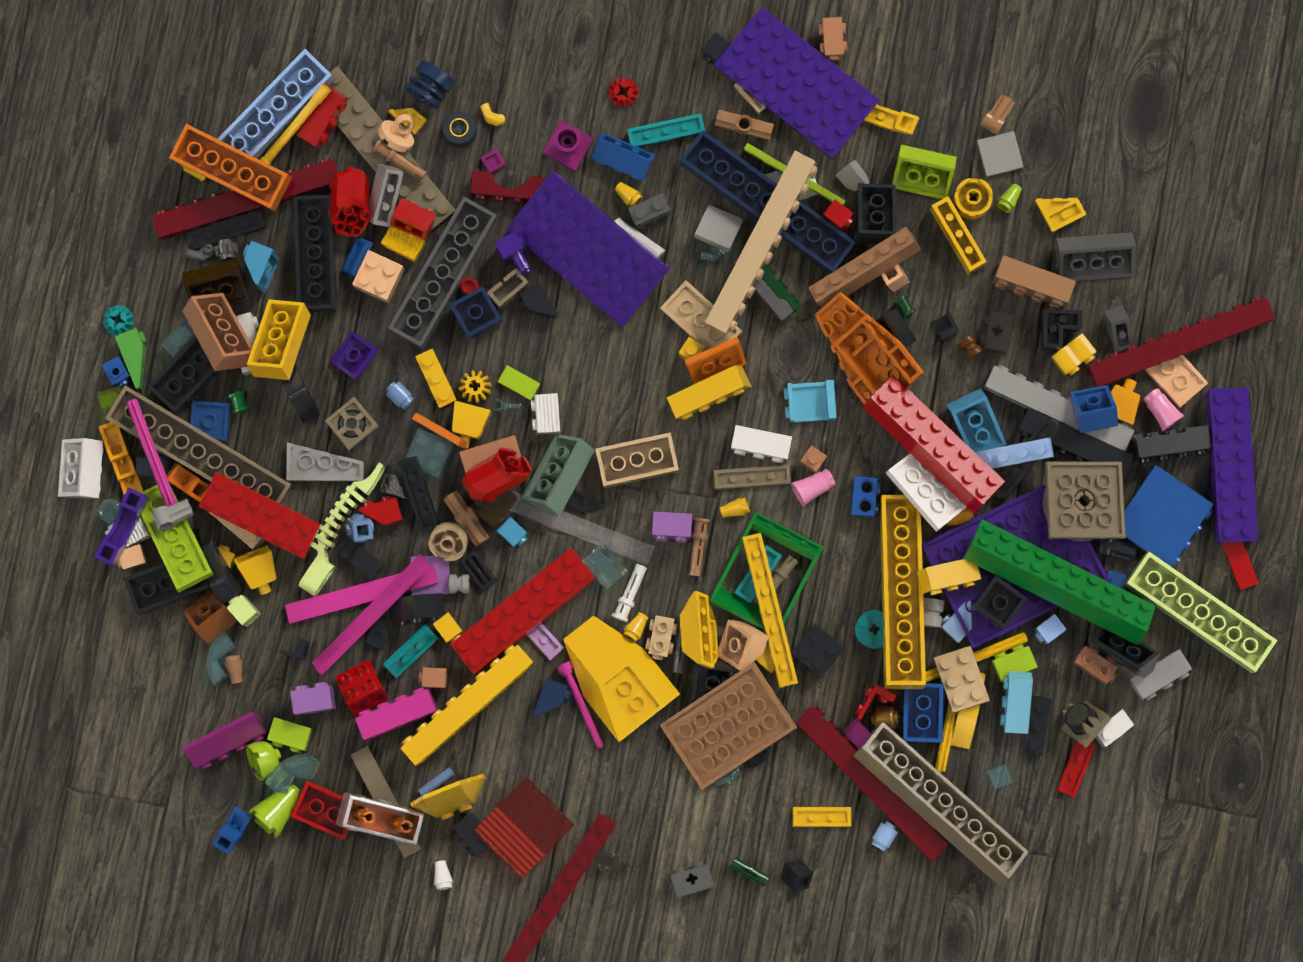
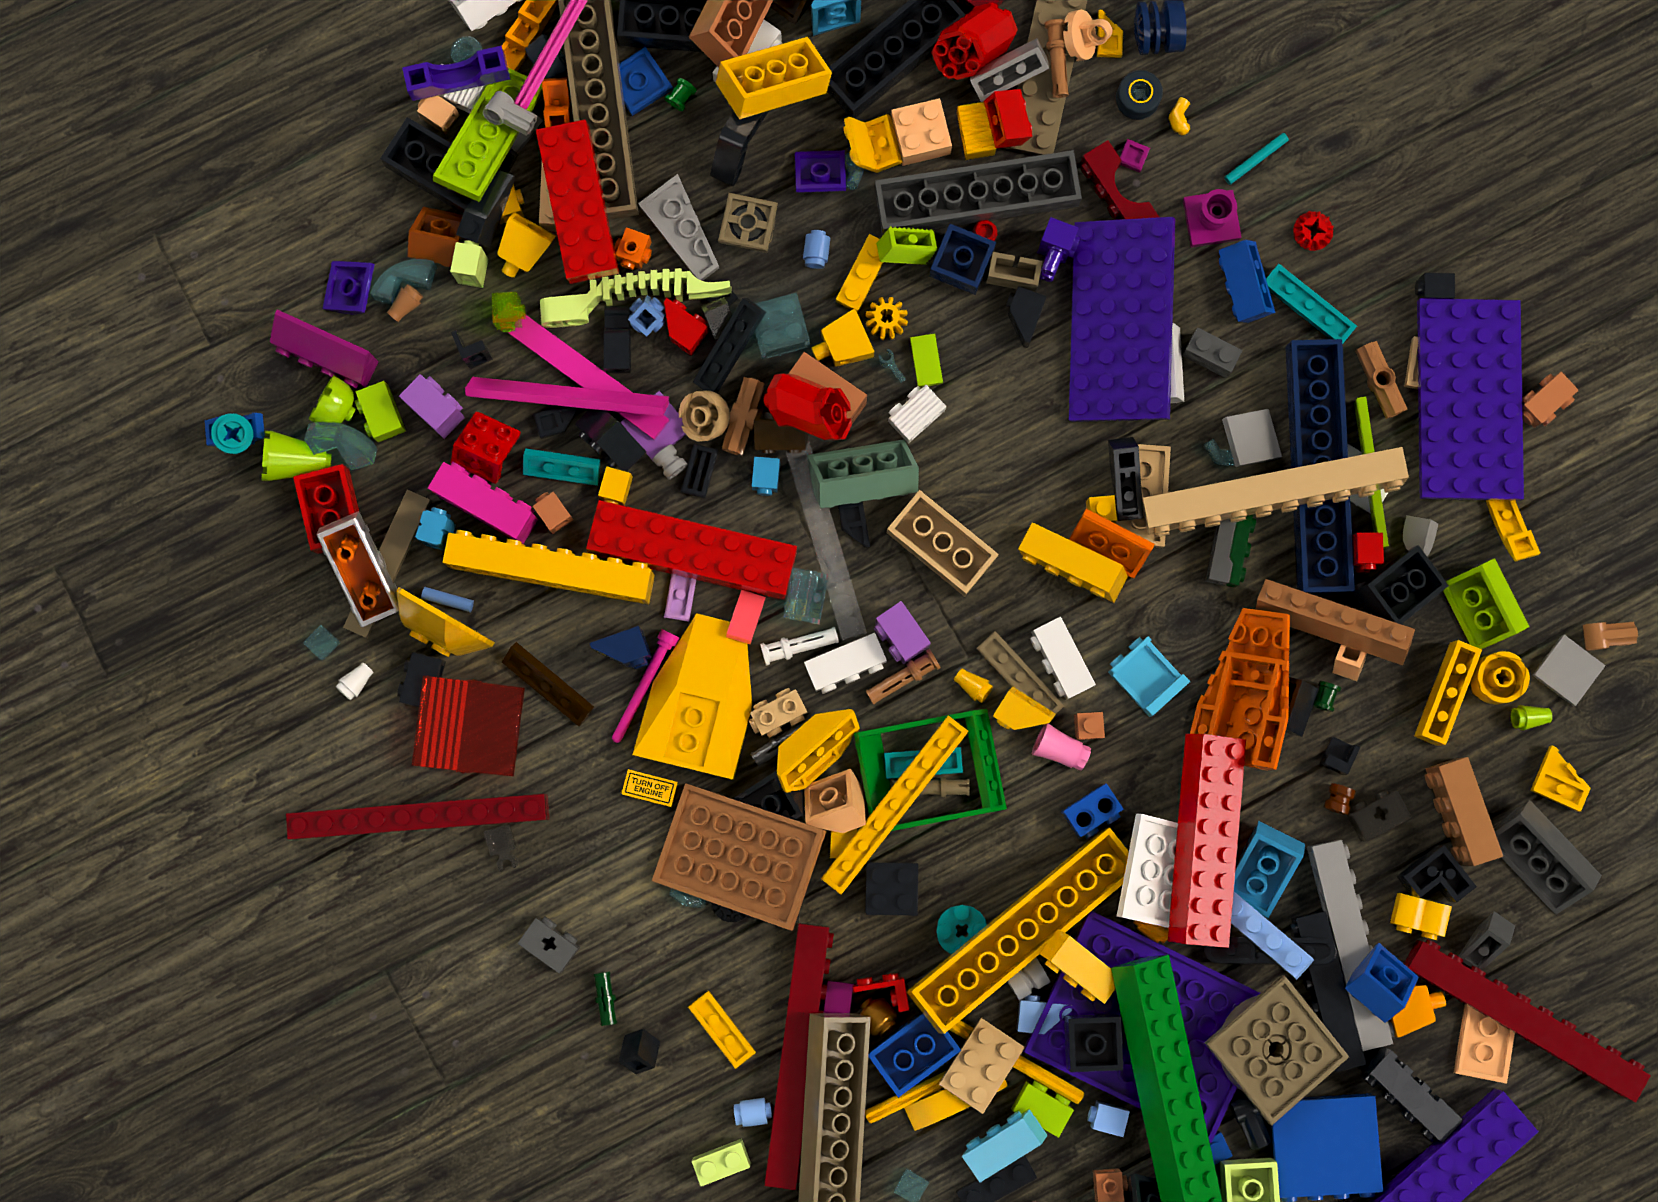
camera: 50 degrees right, 0 degrees up
(197, 695) = (348, 287): none -> dark purple slope
(241, 826) = (233, 422): none -> teal gear
(291, 609) = (507, 311): none -> clear neon green brick
(312, 498) = (633, 249): none -> orange brick
(356, 256) = (924, 93): blue tile -> none
(362, 310) = (873, 143): none -> yellow bracket
(369, 334) = (854, 171): none -> clear light blue arm
(390, 755) = (435, 528): none -> dark azure brick
(402, 878) = (321, 642): none -> clear light blue tile
(440, 430) = (812, 317): orange tile -> none
(442, 340) = (907, 246): none -> lime brick
(535, 761) = (547, 684): none -> dark brown plate
(553, 91) = (1256, 158): none -> teal bar
(588, 611) = (745, 617): none -> coral tile
(628, 195) = (1211, 318): yellow cone -> none
(635, 628) = (766, 679): yellow cone -> none
(645, 748) = (649, 788): none -> yellow tile
(663, 573) = (846, 663): none -> white brick
(684, 321) = (1126, 478): none -> black slope
(773, 492) = (1021, 711): none -> yellow slope
(899, 876) = (721, 1162): none -> yellowish green brick
(1162, 409) = (1439, 1057): bright pink plant -> none

